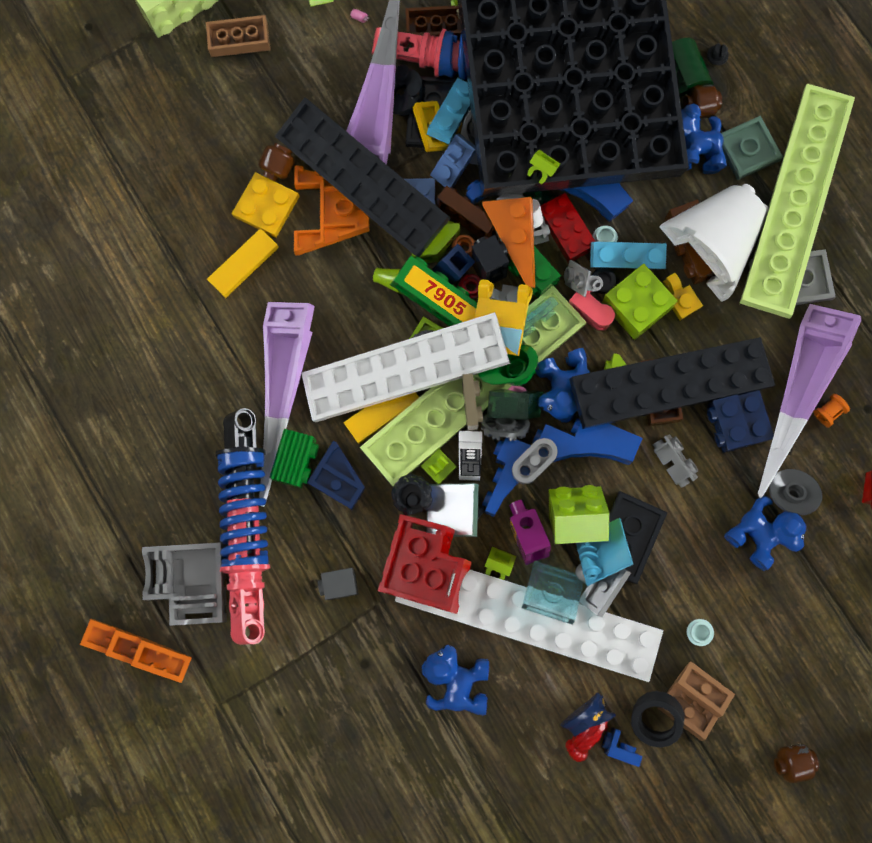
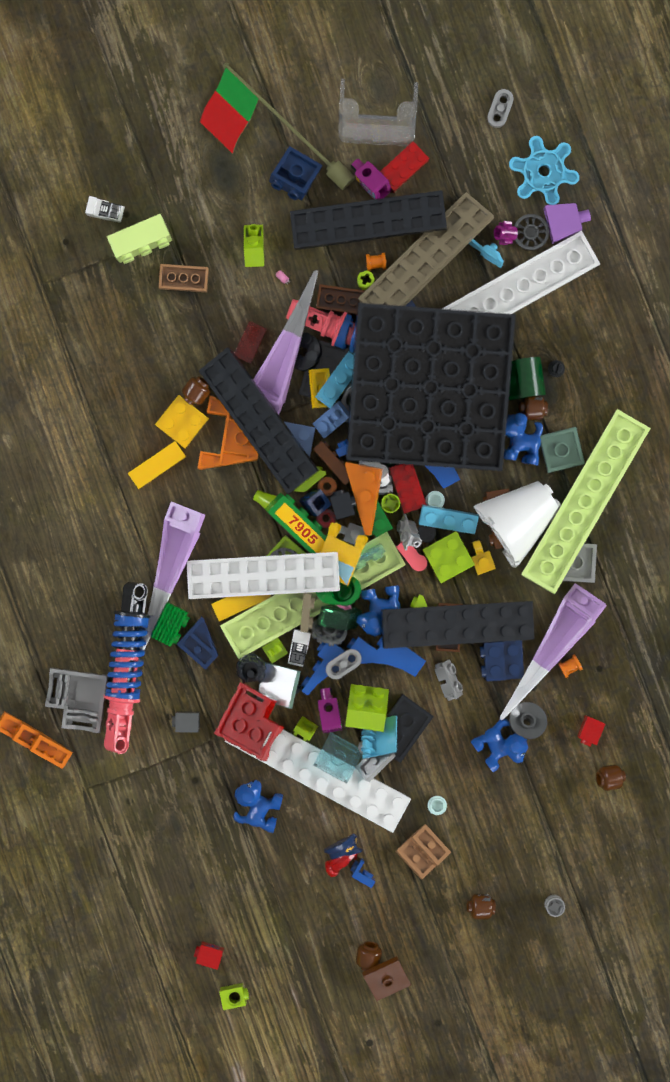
camera: 10 degrees right, 10 degrees up
(334, 94) = (250, 342): none -> clear red plate
(545, 164) = (393, 453): lime tile -> none
(553, 246) = (390, 503): none -> lime wheel
(652, 737) = (397, 847): black tyre -> none

